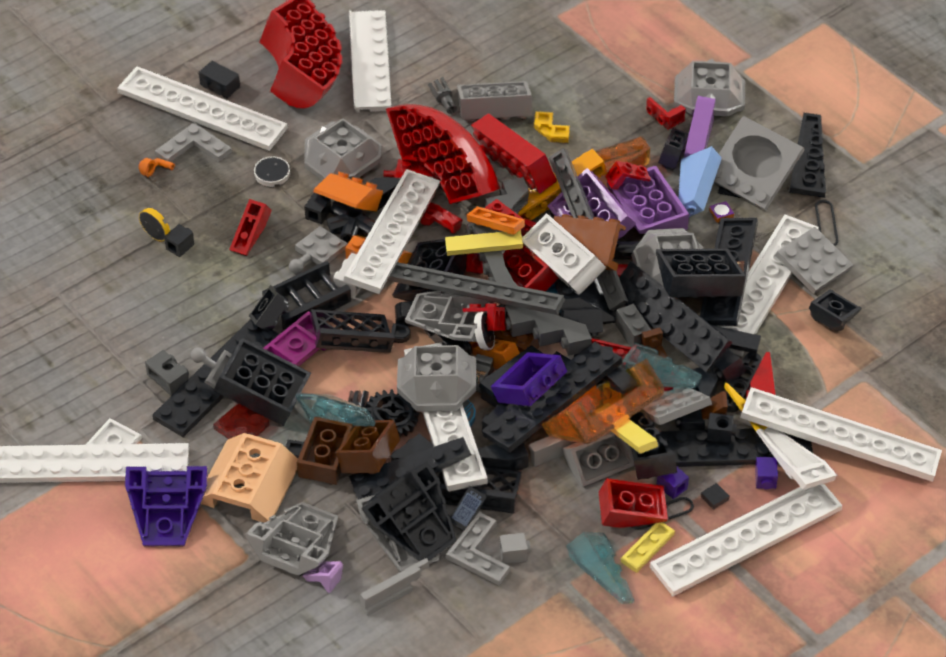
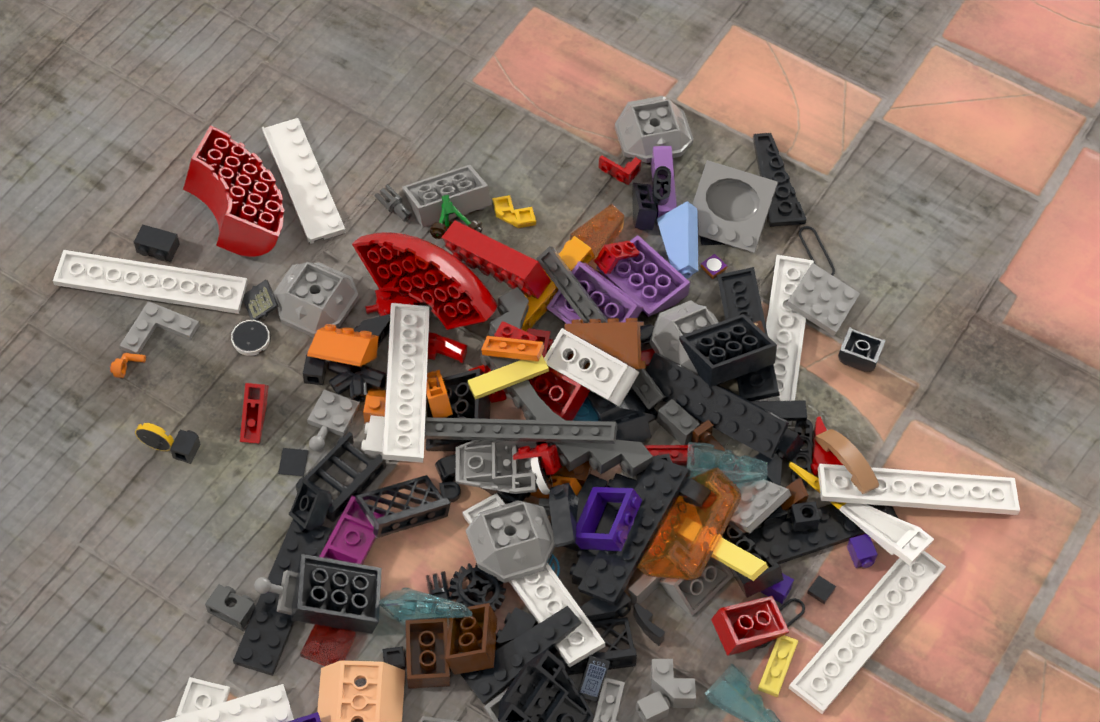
camera: 20 degrees left, 10 degrees up
(269, 276) = (293, 462): none -> black sticker
(291, 143) = (260, 301): none -> piece
(417, 249) = (437, 395): none -> orange slope
(487, 106) = (439, 228): none -> plant
(491, 364) = (563, 512): none -> black slope
(536, 477) = (644, 620): none -> black slope
(542, 539) = (679, 691): none -> light grey brick
(695, 128) = (658, 183): none -> black beam
(783, 390) = (851, 458): none -> medium nougat slope

